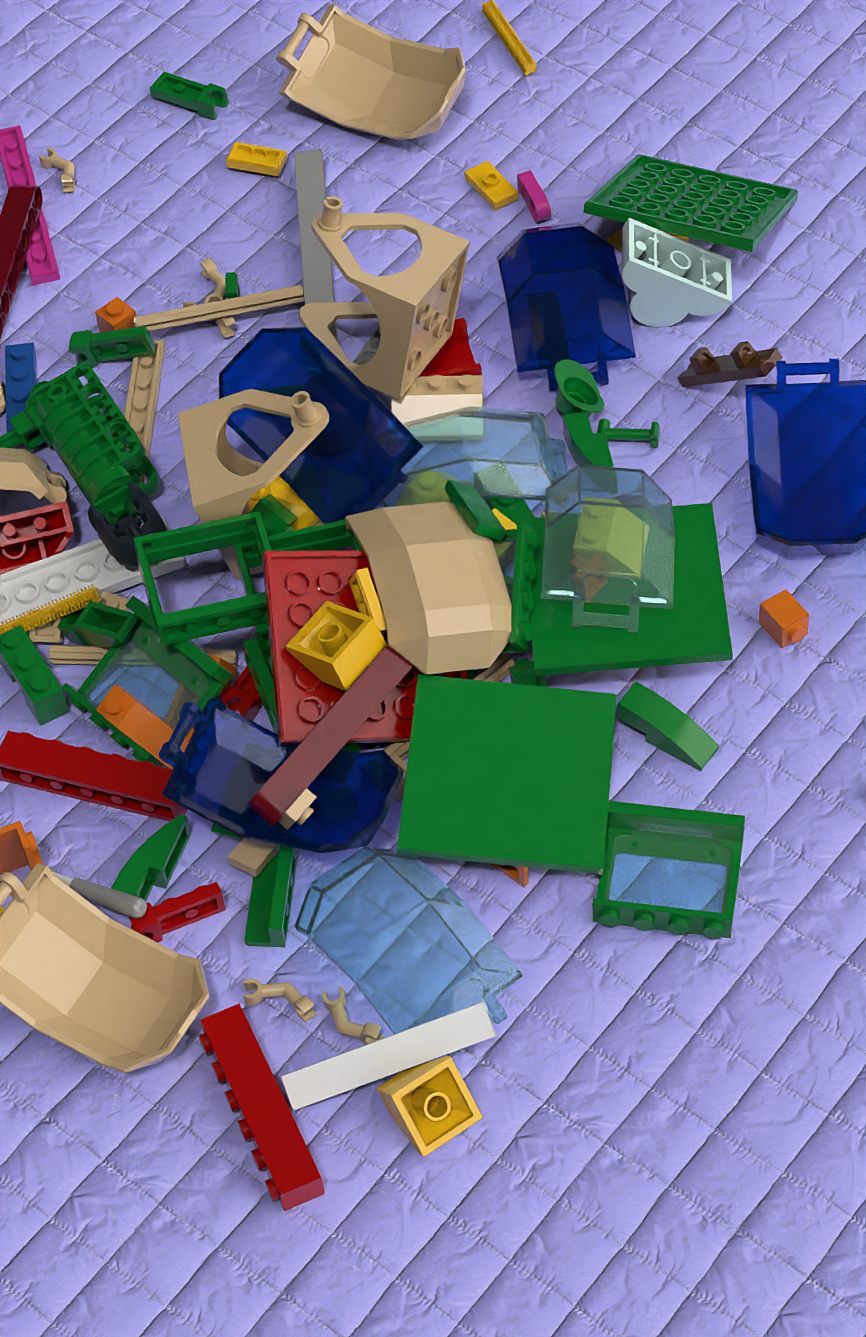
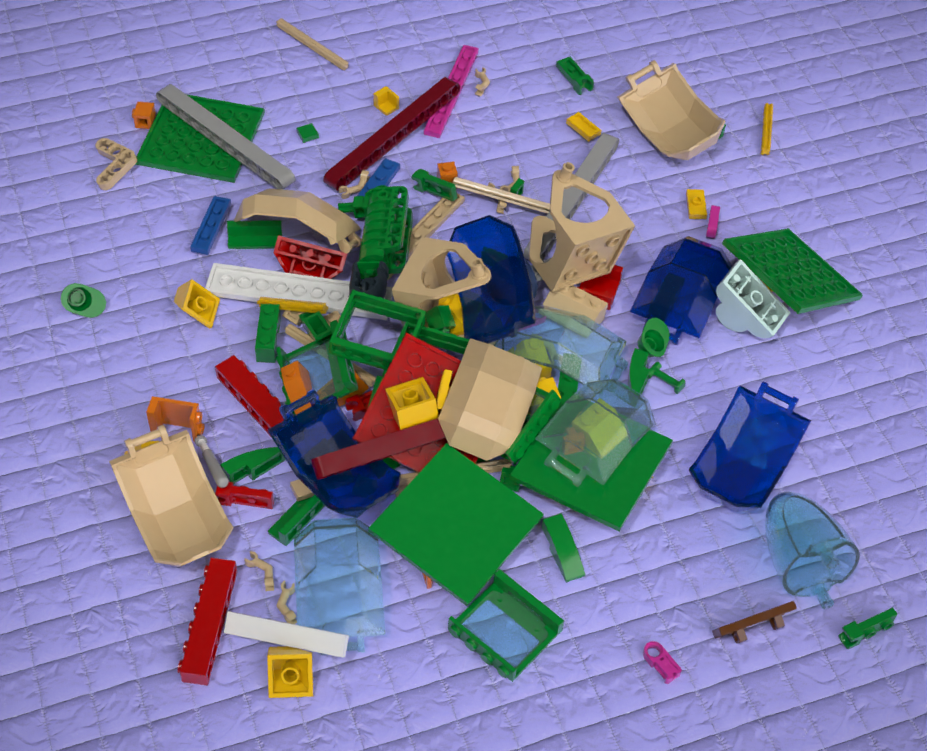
camera: 25 degrees right, 0 degrees up
(299, 810) = (334, 478): tan plate -> none
(475, 510) = (539, 372): green tile -> none
(741, 364) = (744, 371): reddish brown hinge -> none
(784, 618) = (671, 526): orange brick -> none

